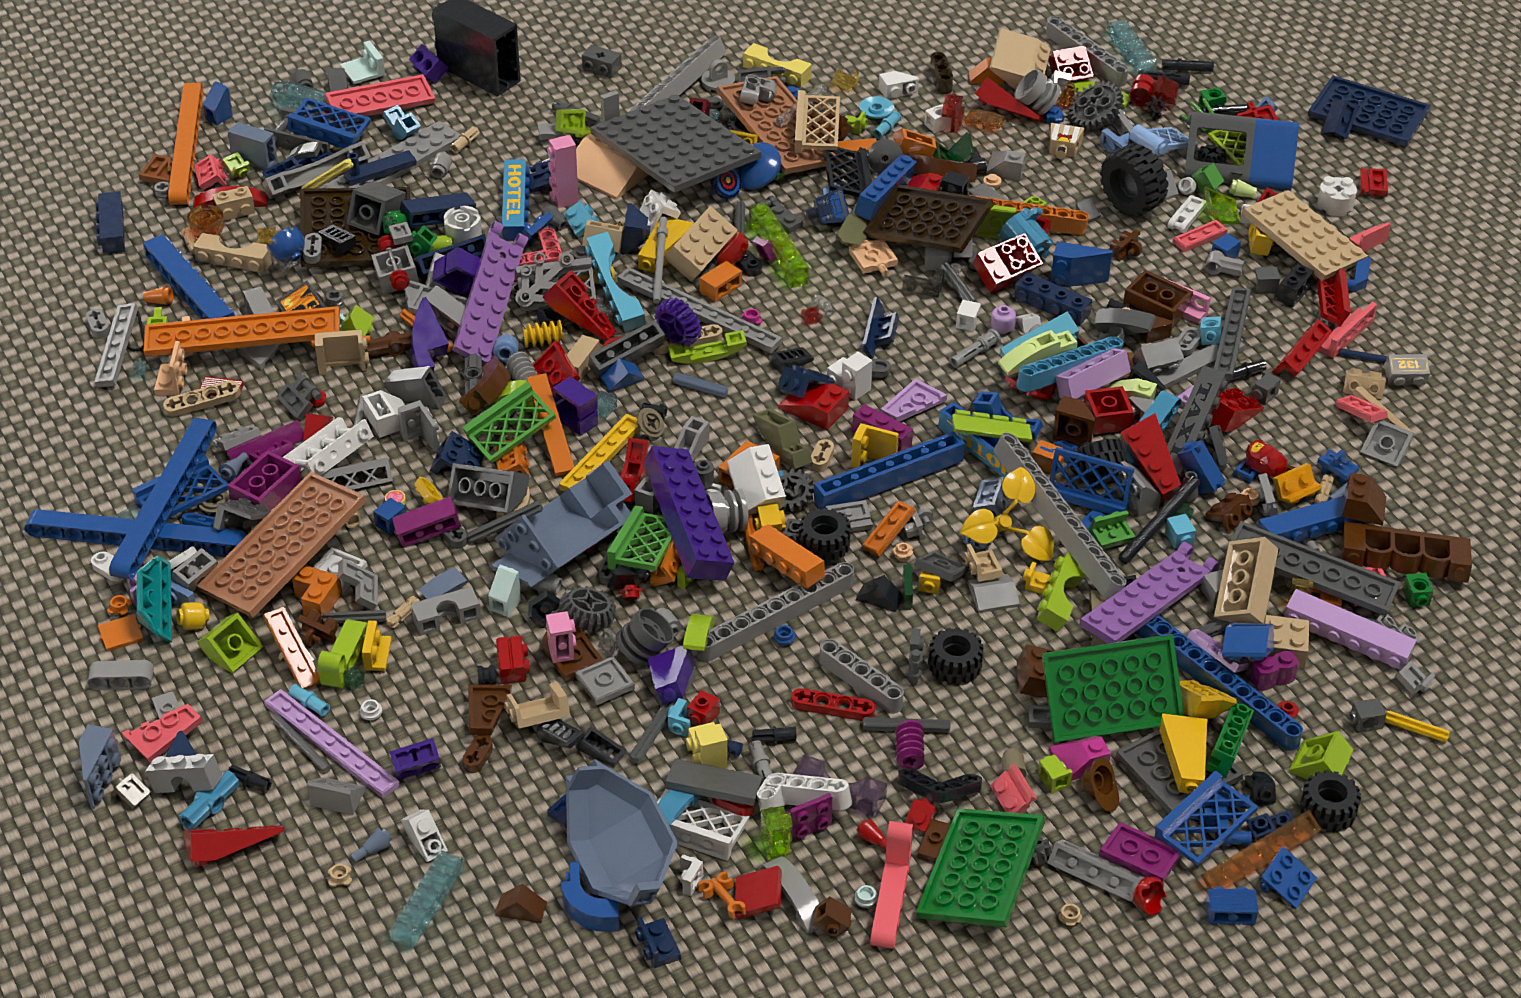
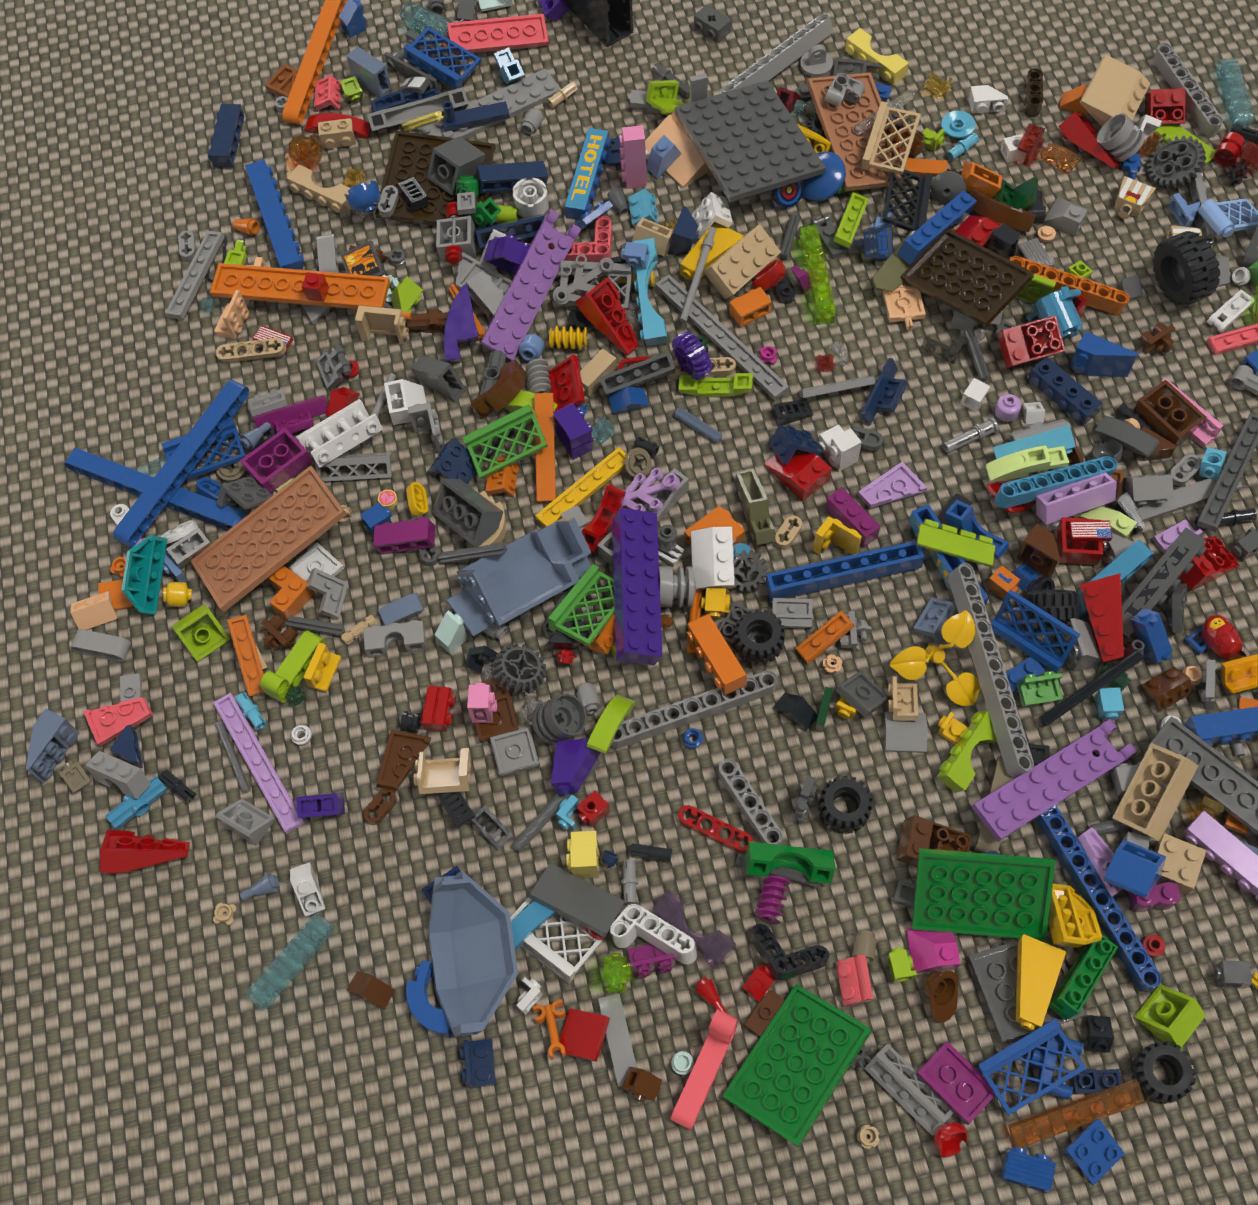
camera: 20 degrees right, 20 degrees up
(103, 646) = (93, 611): none -> light nougat panel
(263, 323) = (315, 286): none -> red brick
(589, 171) = (662, 156): none -> medium blue slope
(594, 245) = (636, 254): none -> medium blue brick
(693, 424) = (669, 482): none -> lavender plant
(797, 196) = (850, 220): none -> lime plate
(830, 330) = (837, 386): none -> light grey tile
(898, 707) = (814, 863): none -> green arch
(1115, 394) = (1090, 530): none -> tile

